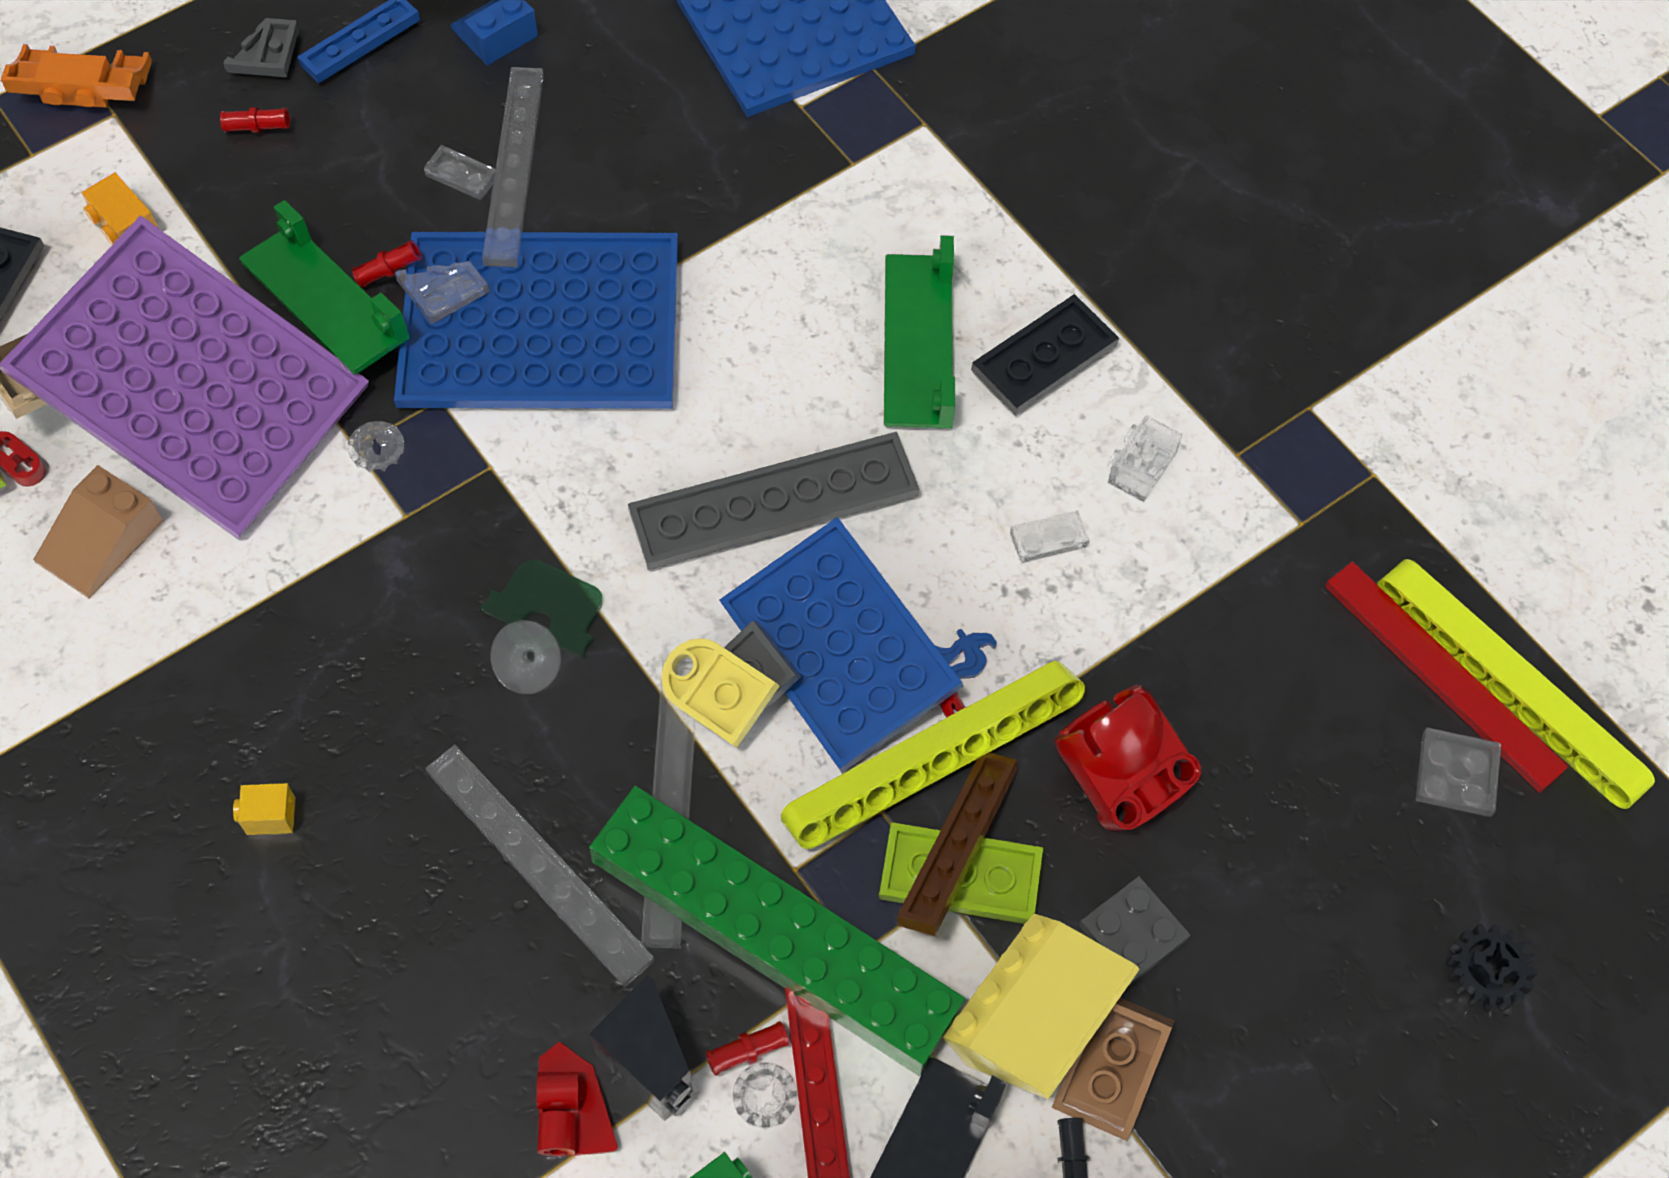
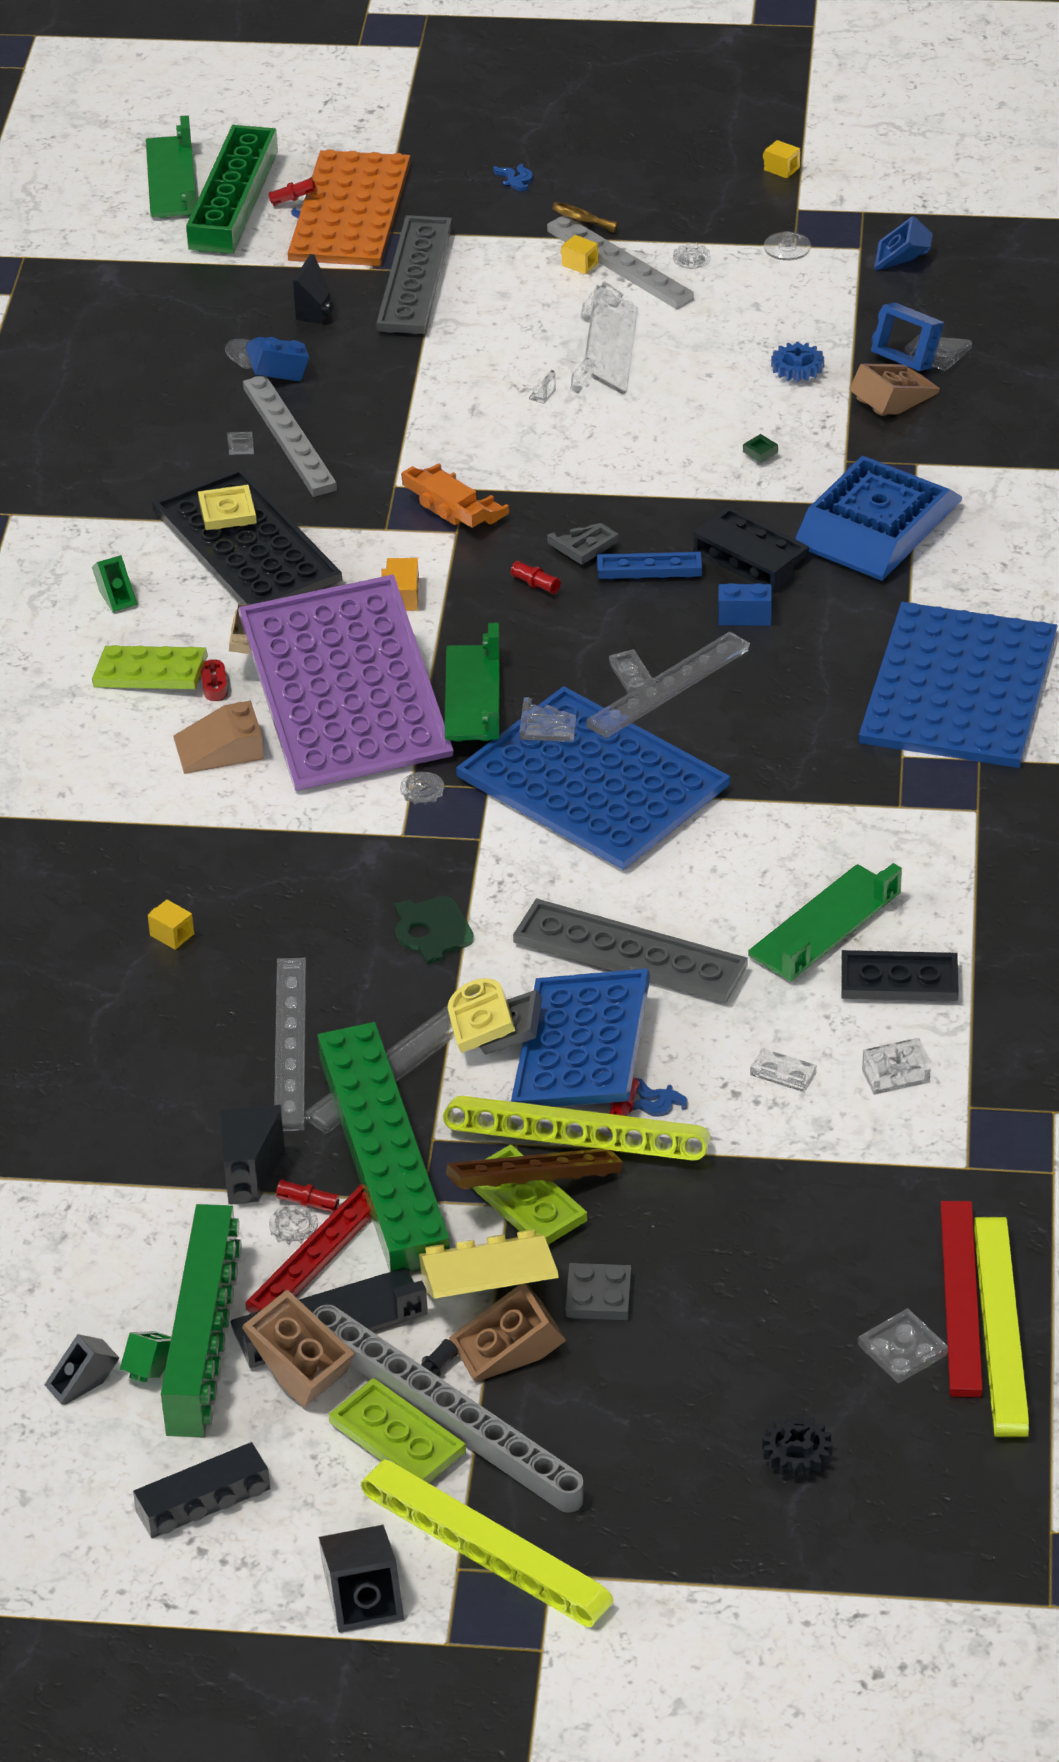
camera: 45 degrees right, 20 degrees down
(386, 263) = (536, 693): red pin -> none
(511, 661) = (390, 938): clear dish -> none
(571, 1107) = (182, 1160): red panel -> none
(1127, 758) = (686, 1191): red piece -> none

